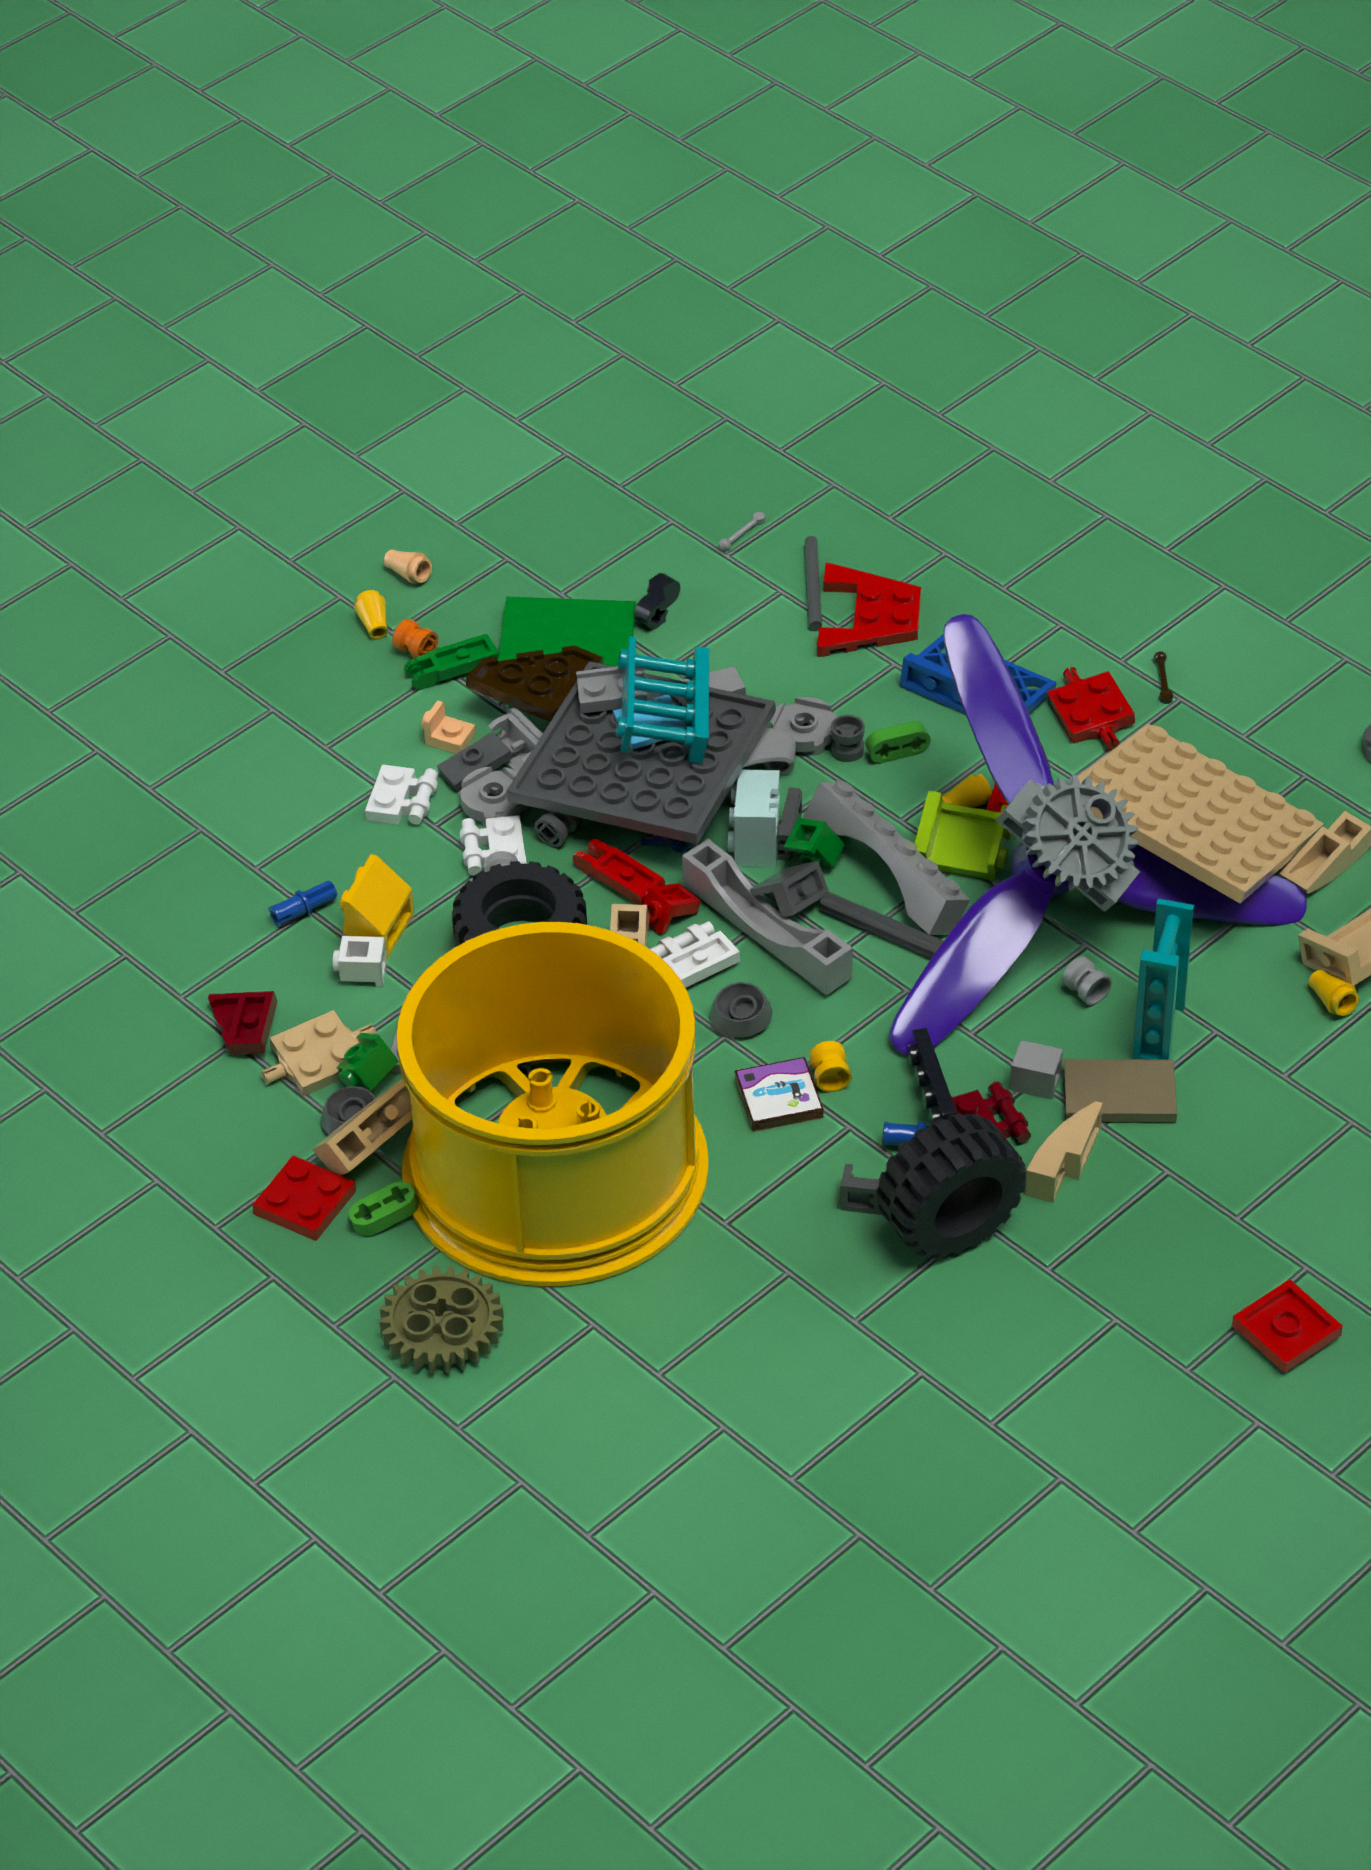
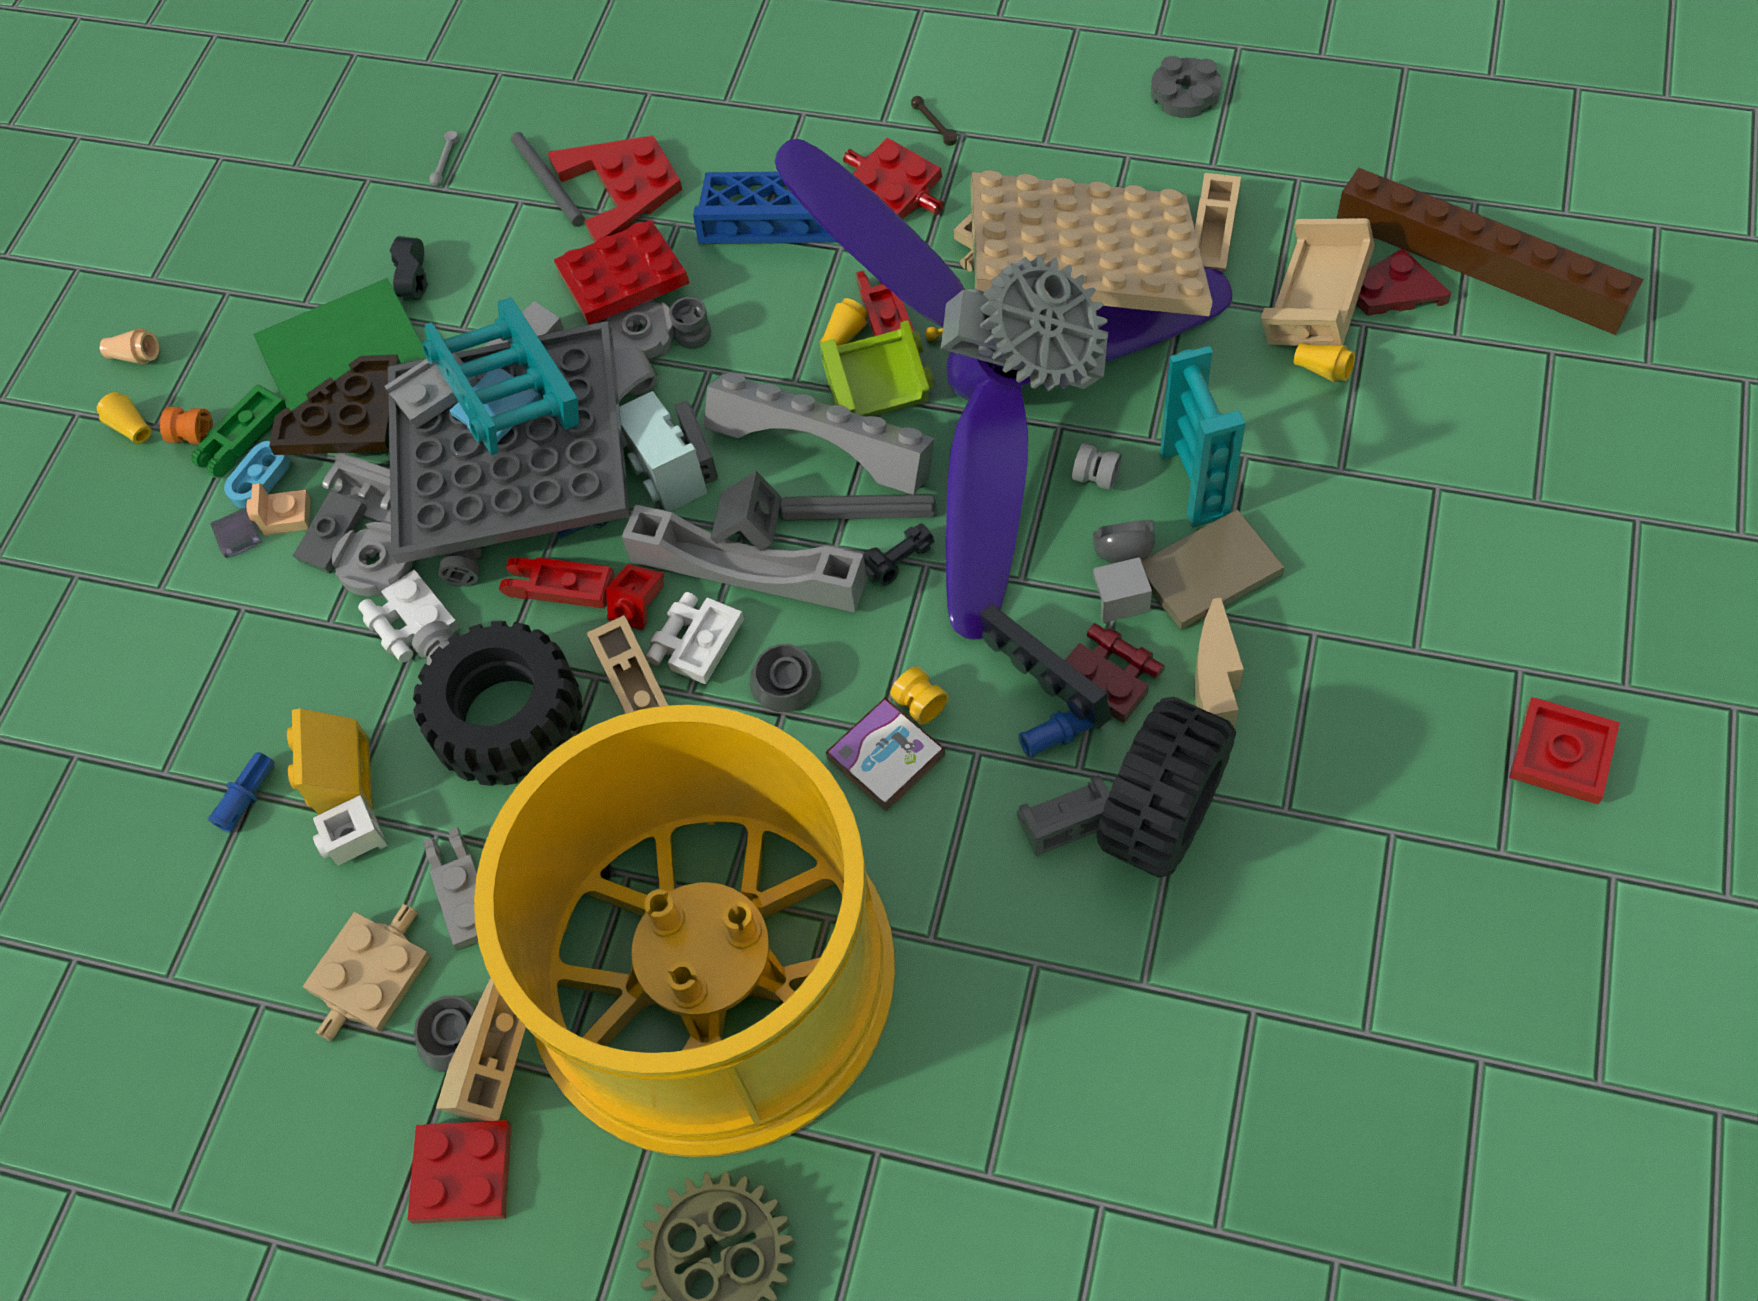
camera: 25 degrees left, 15 degrees up
(244, 1019) = (259, 976): dark red wing -> none
(366, 1062) = (432, 963): green brick -> none
(383, 1208) = (551, 1132): bright green beam -> none
(391, 794) = (262, 611): white plate -> none
(405, 732) = (235, 533): none -> tile
(451, 692) = (255, 470): none -> medium azure plate
(814, 842) = (738, 452): green brick -> none
(820, 676) = (620, 271): none -> red plate
(868, 972) = (883, 566): none -> black bar
(897, 742) = (740, 303): bright green beam -> none
(1058, 1035) = (1124, 541): none -> dark grey hair

